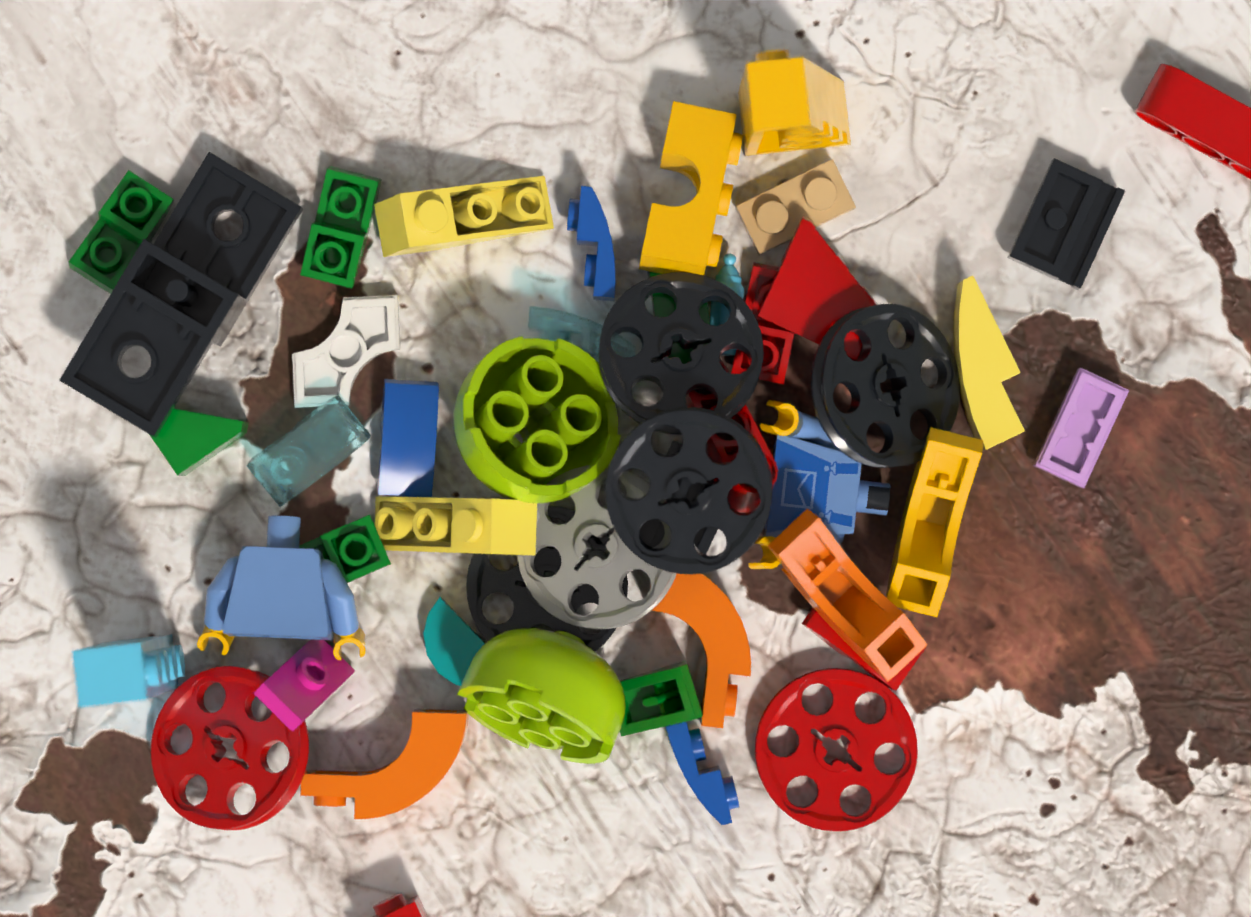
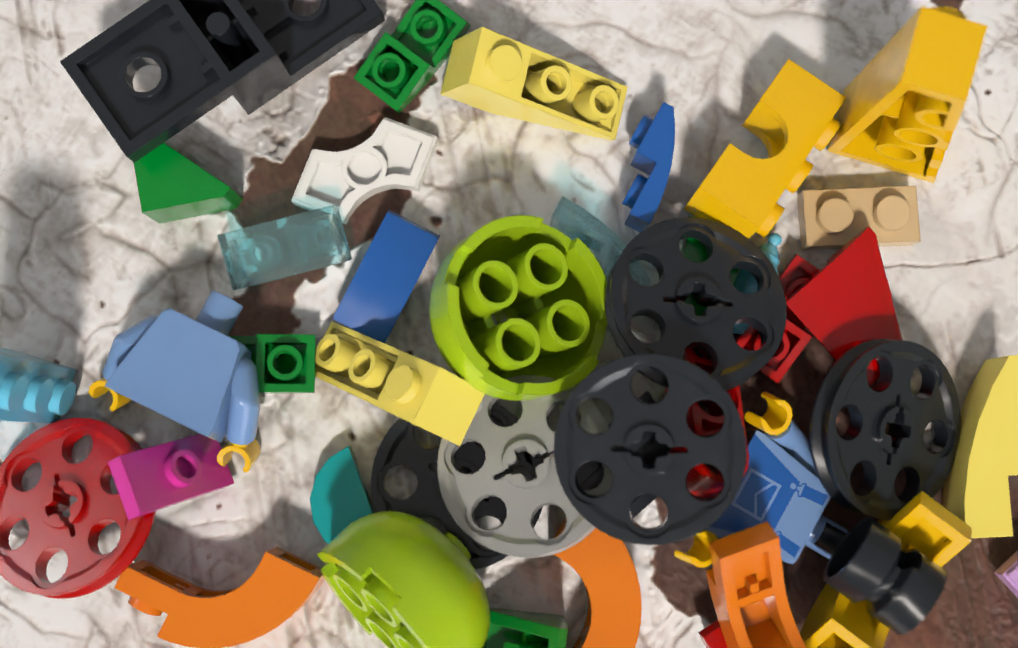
camera: 30 degrees right, 5 degrees down
(924, 510) = (894, 582): none -> black wheel

